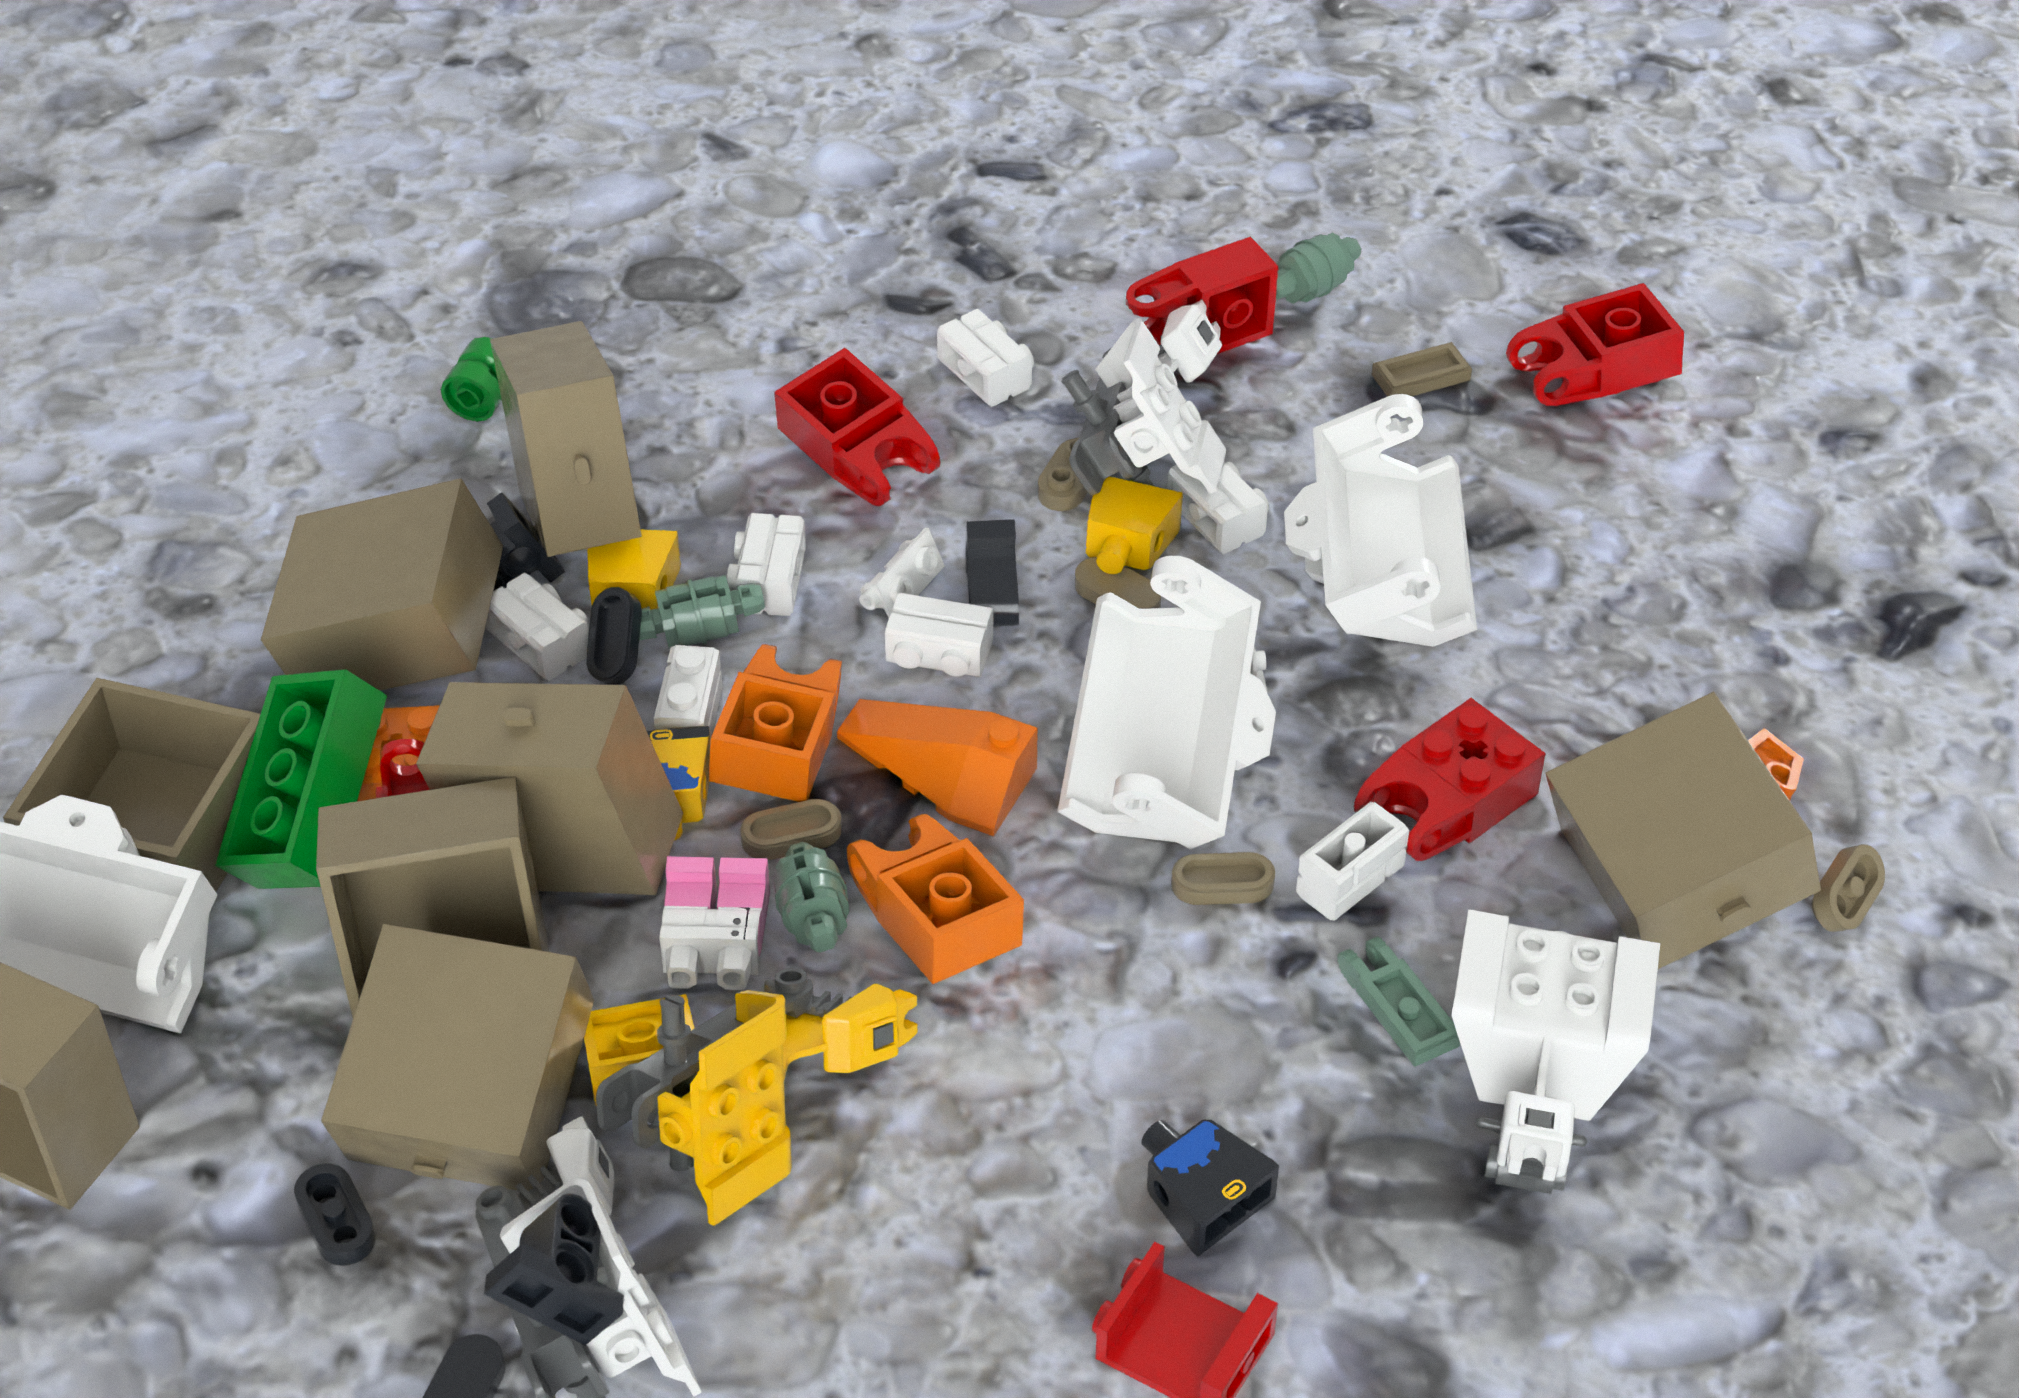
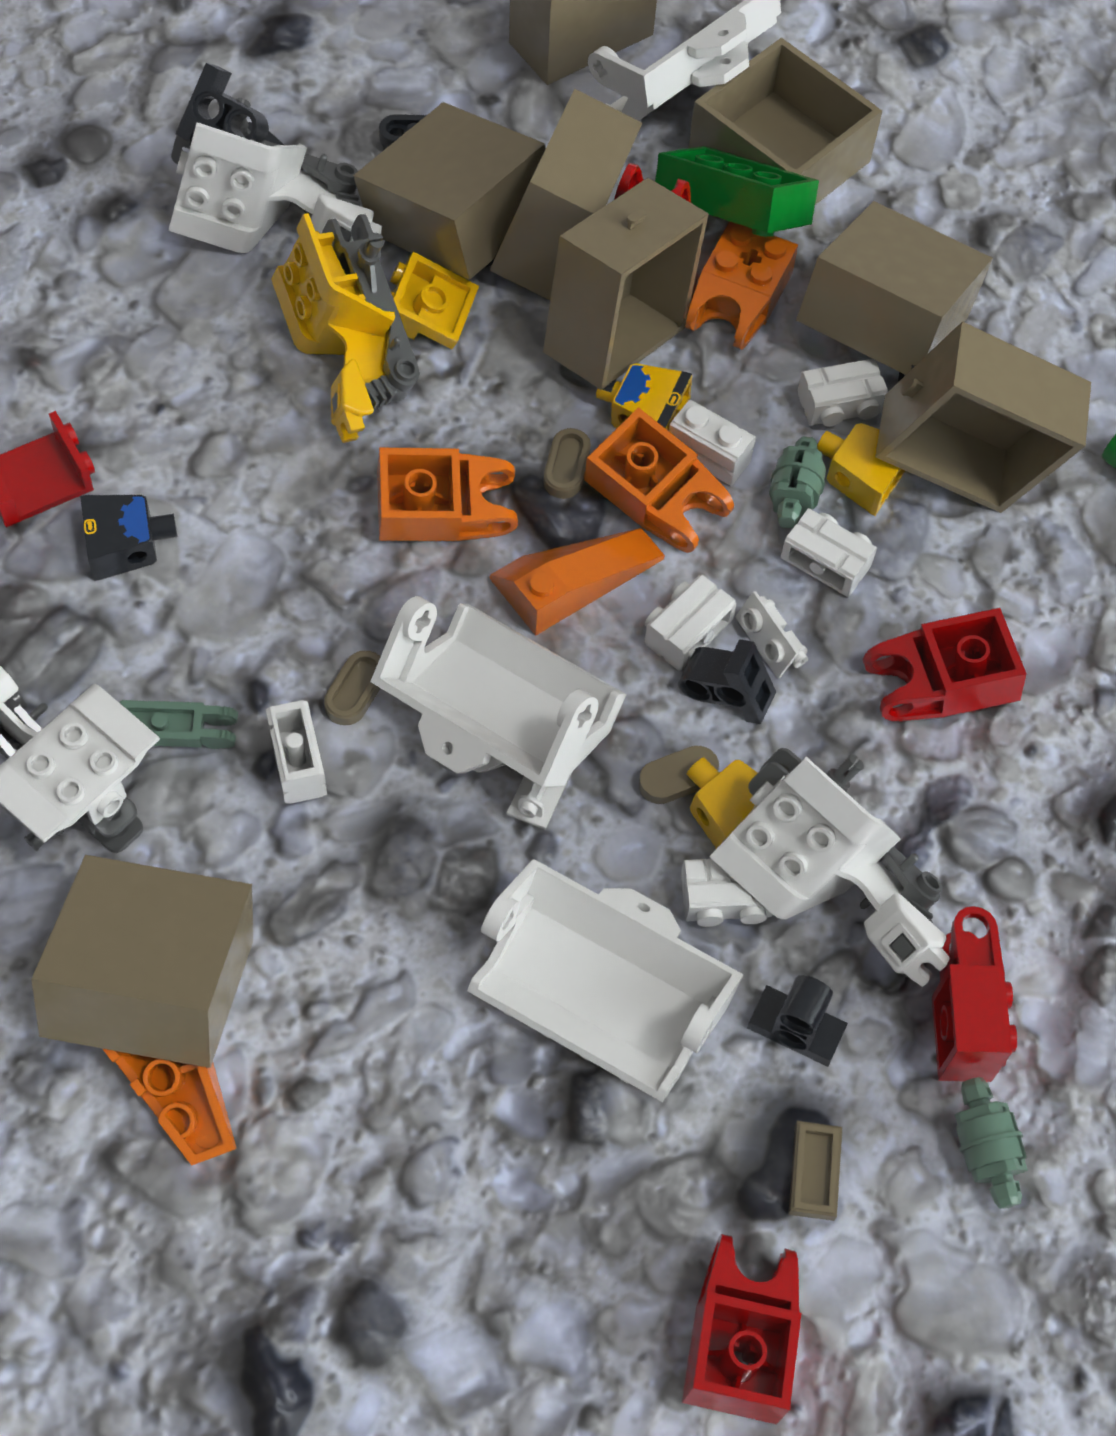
camera: 115 degrees right, 15 degrees up
(614, 636) = (801, 424): black tile -> none
(709, 939) = (505, 379): hips -> none
(811, 896) = (486, 430): sand green piece -> none
(985, 357) = (1001, 812): white brick -> none
(1304, 404) = (800, 1019): none -> black tile
(1456, 779) = (323, 859): red brick -> none
(1849, 888) = (45, 1087): dark tan plate -> none

